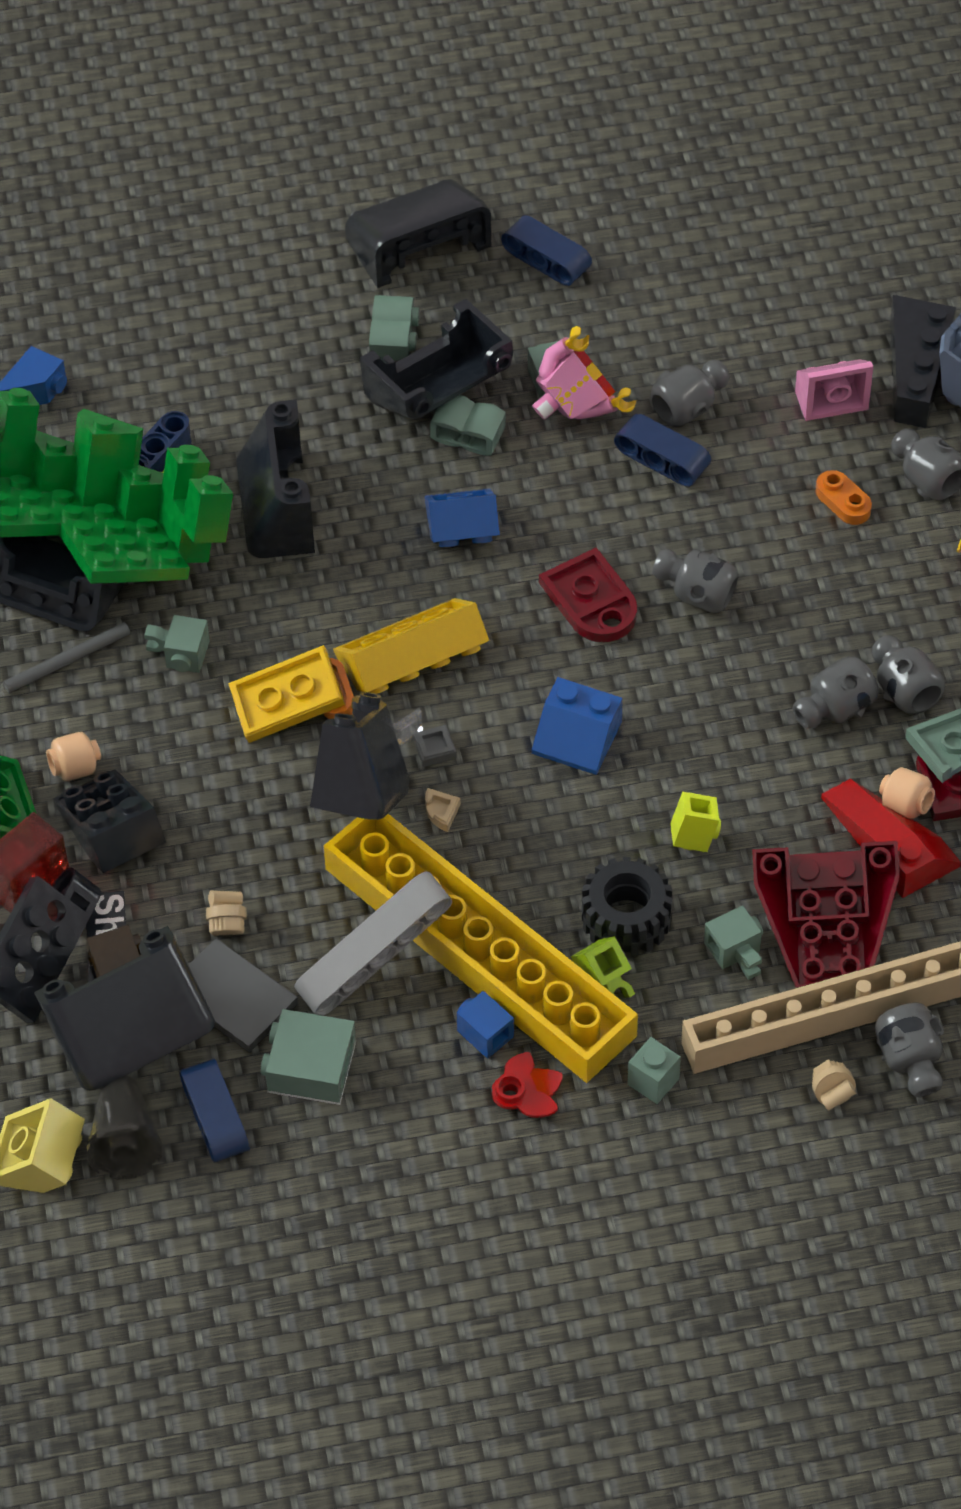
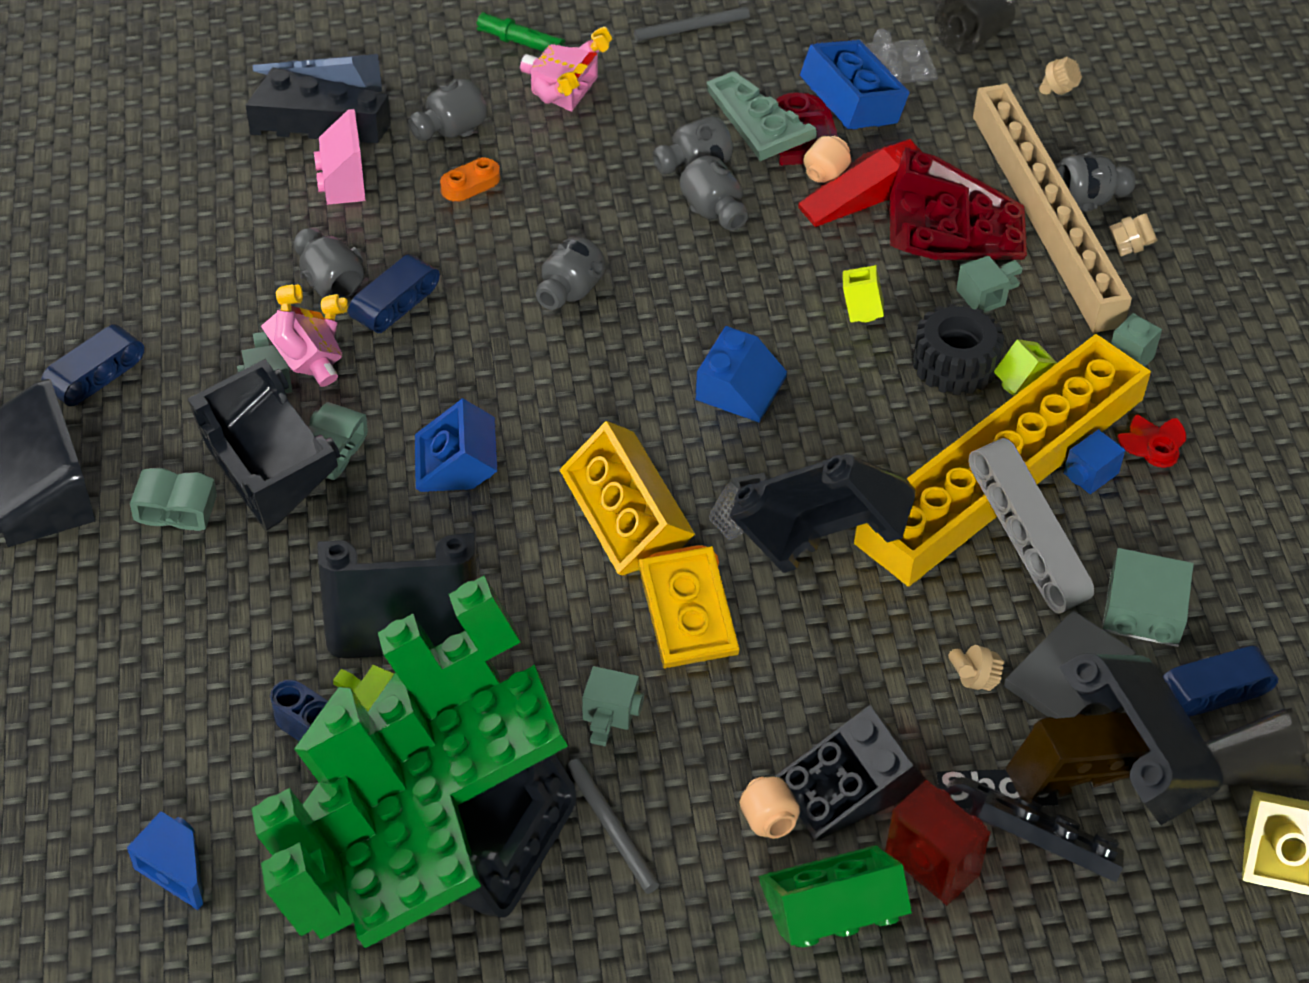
camera: 90 degrees left, 5 degrees down
(590, 593) = (570, 362): dark red tile -> none

